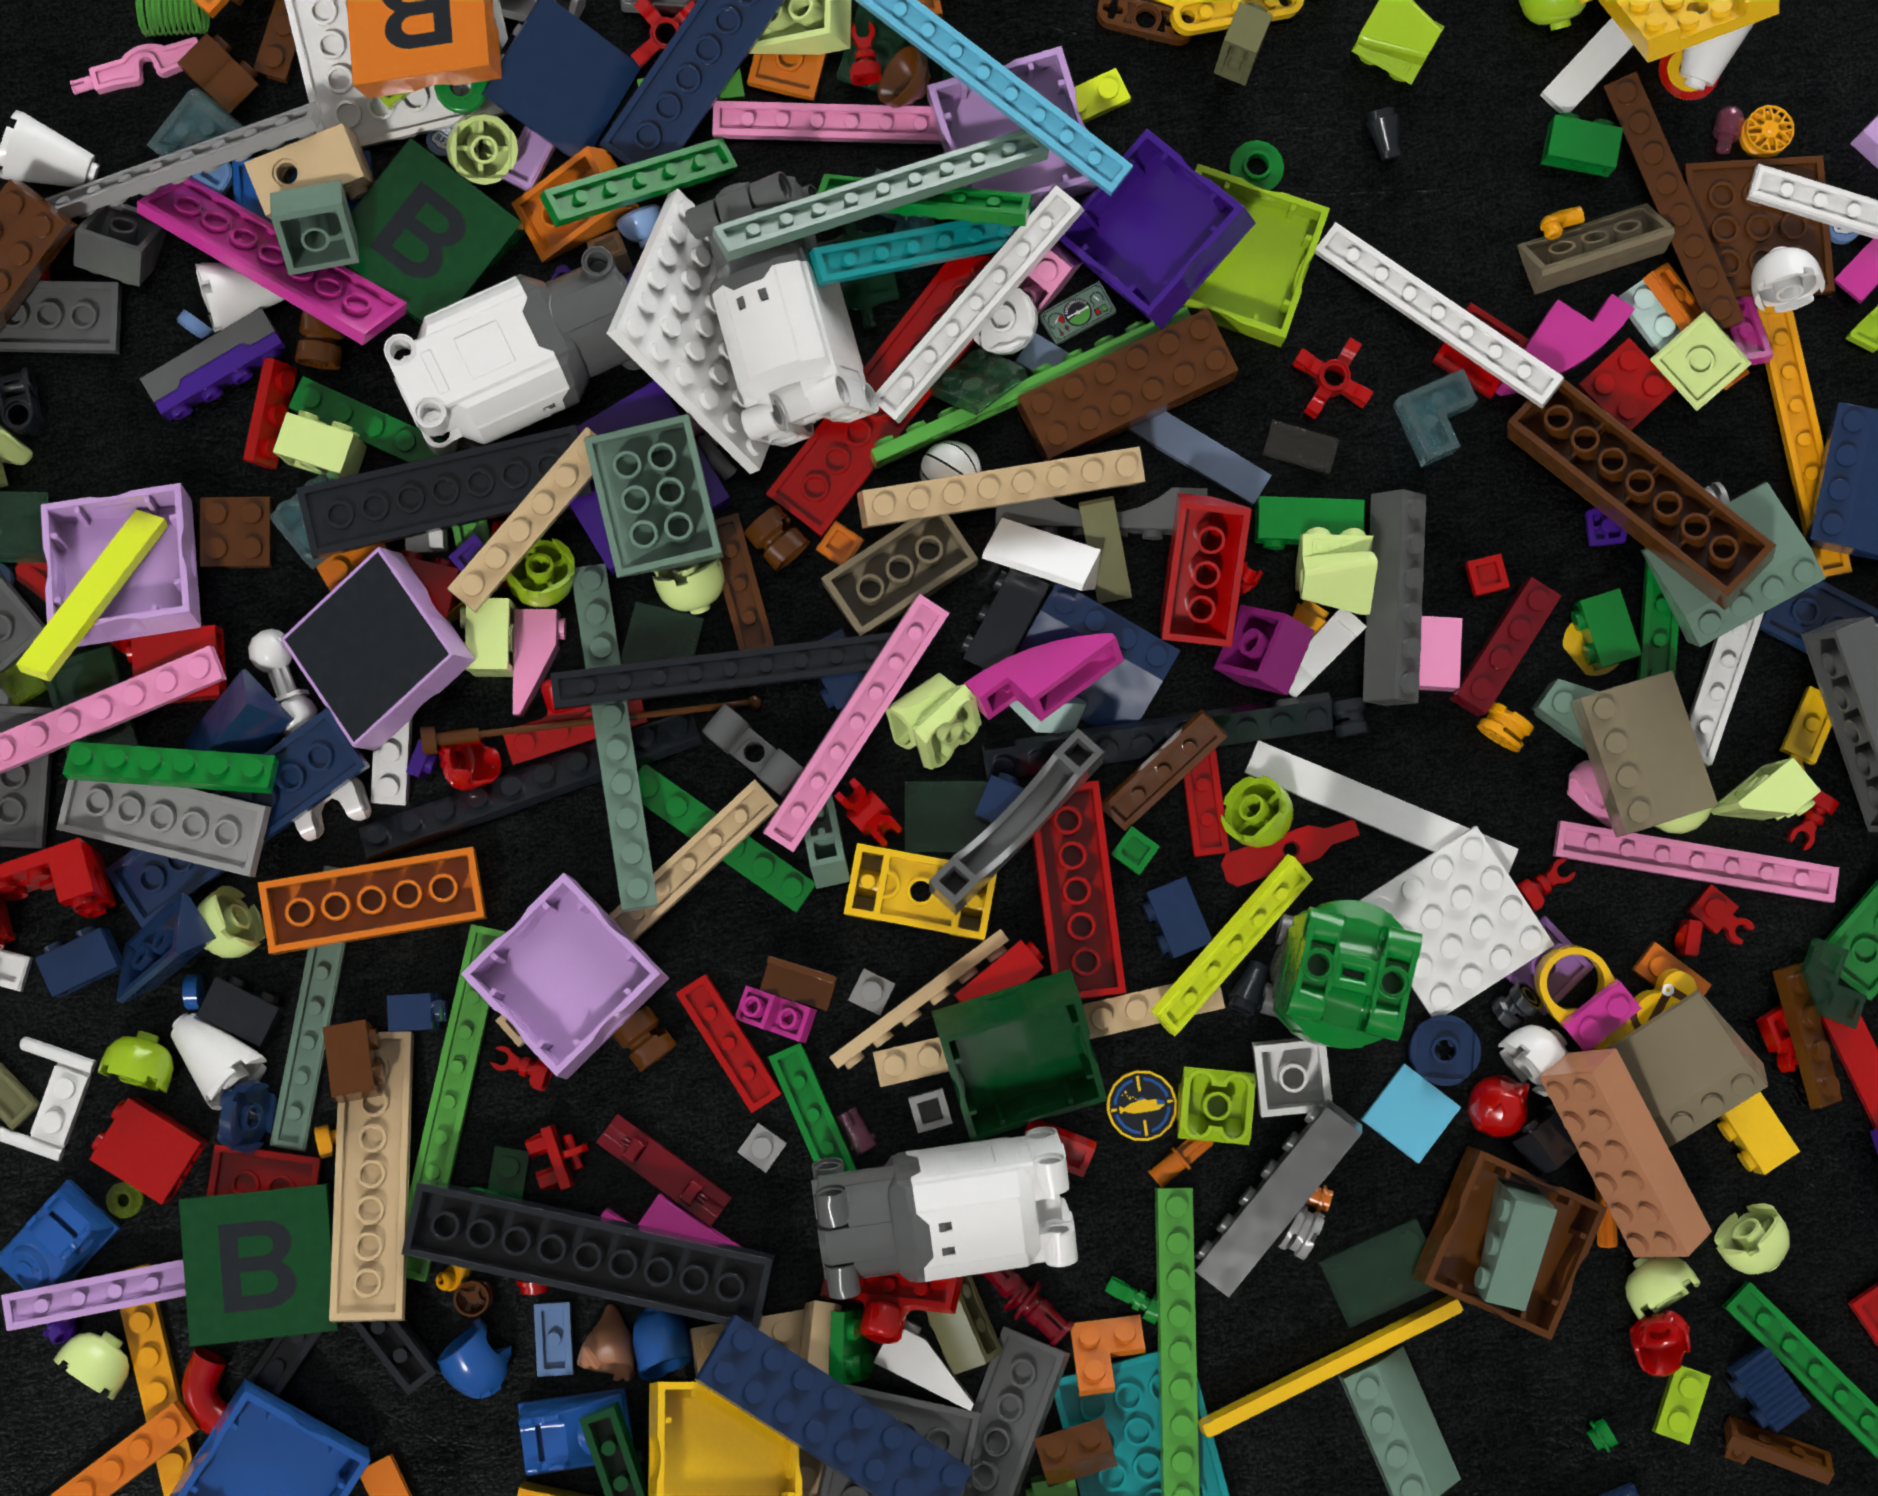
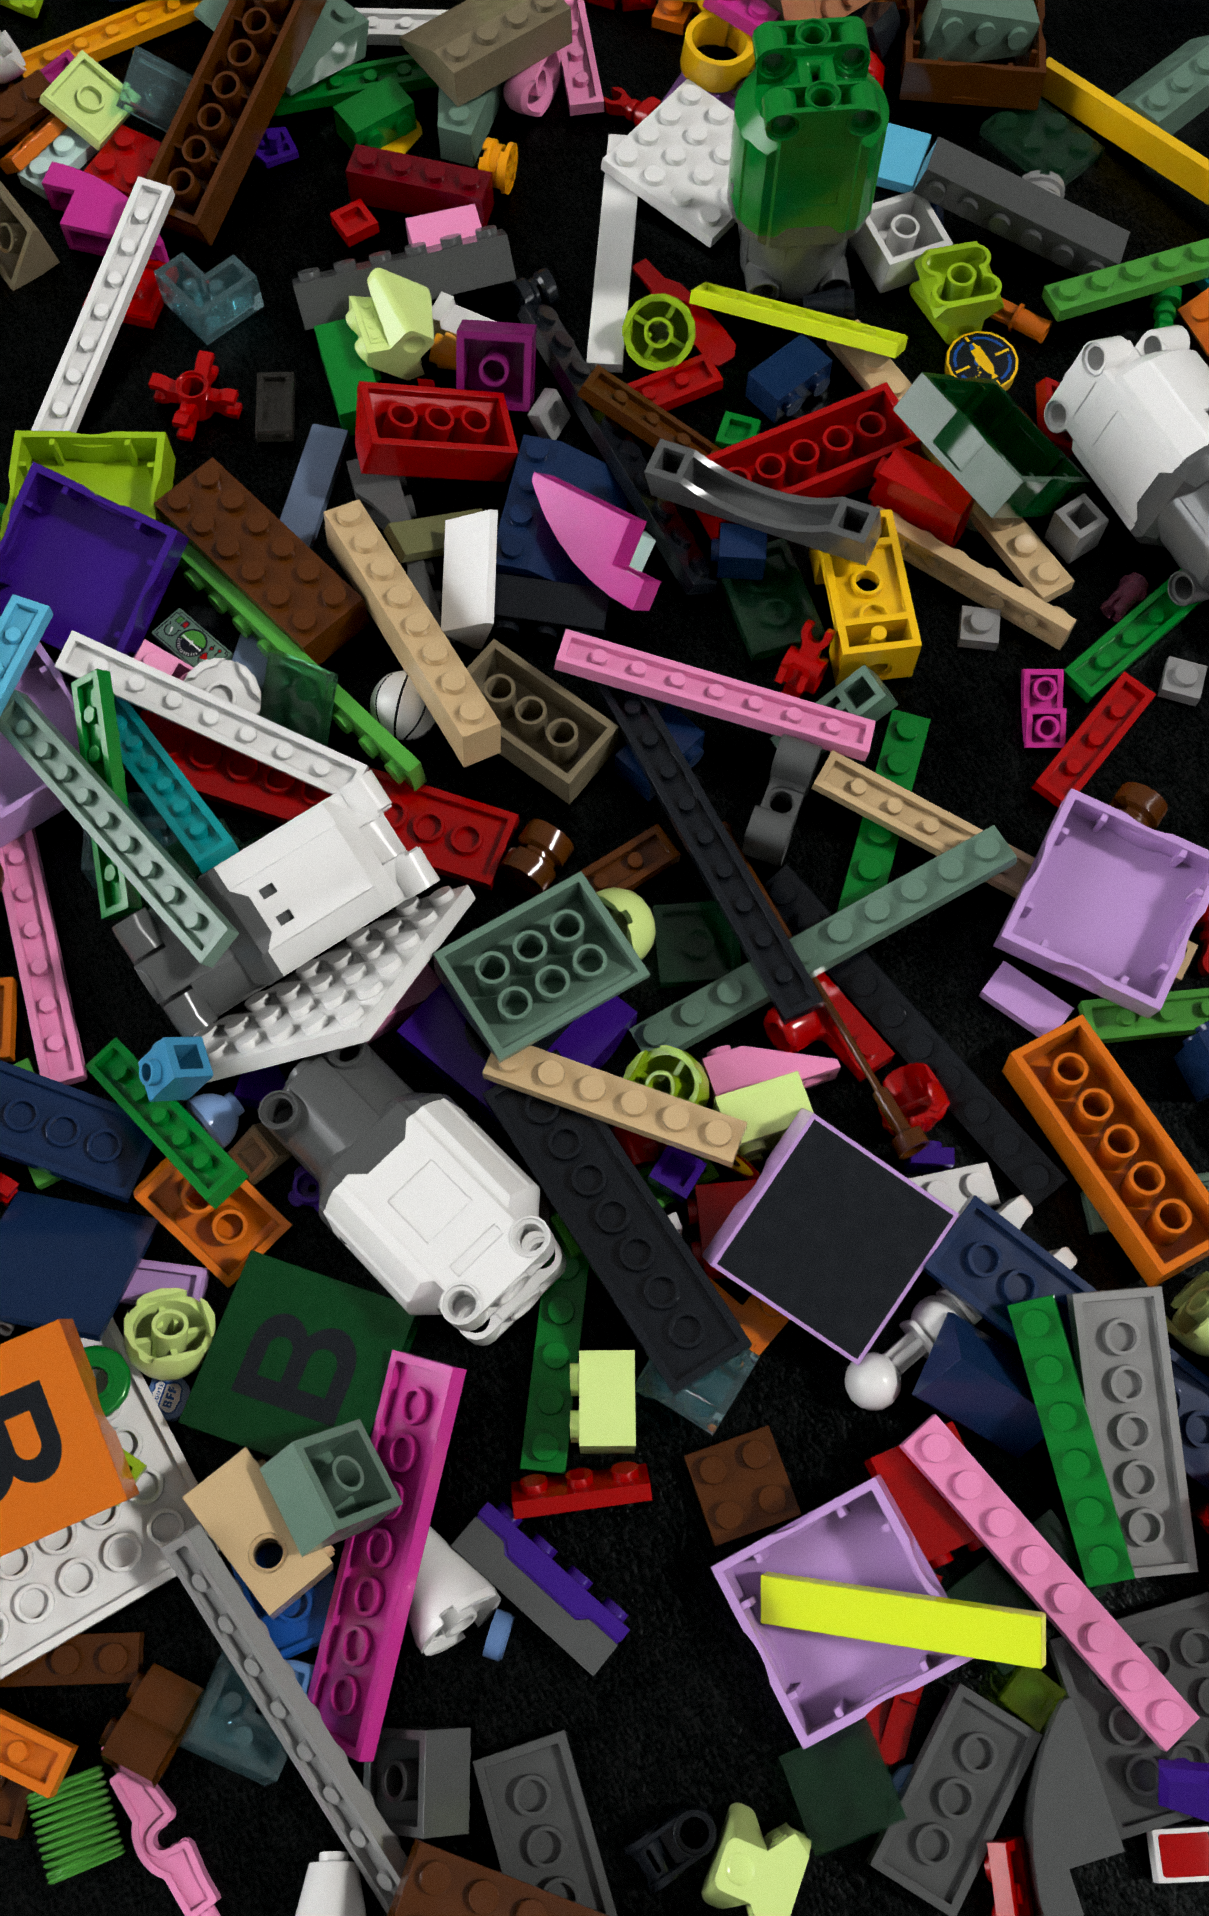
camera: 105 degrees left, 15 degrees down
(320, 345) = (473, 1458): reddish brown wheel -> none
(521, 891) = (1025, 1000): none -> lavender tile
(665, 195) = (175, 1068): none -> dark azure brick
(798, 983) = (1000, 696): reddish brown panel -> none
(839, 544) = (522, 798): orange tile -> none
(934, 719) = (678, 631): yellowish green piece -> none
(1208, 686) = (549, 414): none -> light grey plate
(1698, 430) = (153, 89): none -> clear light blue tile

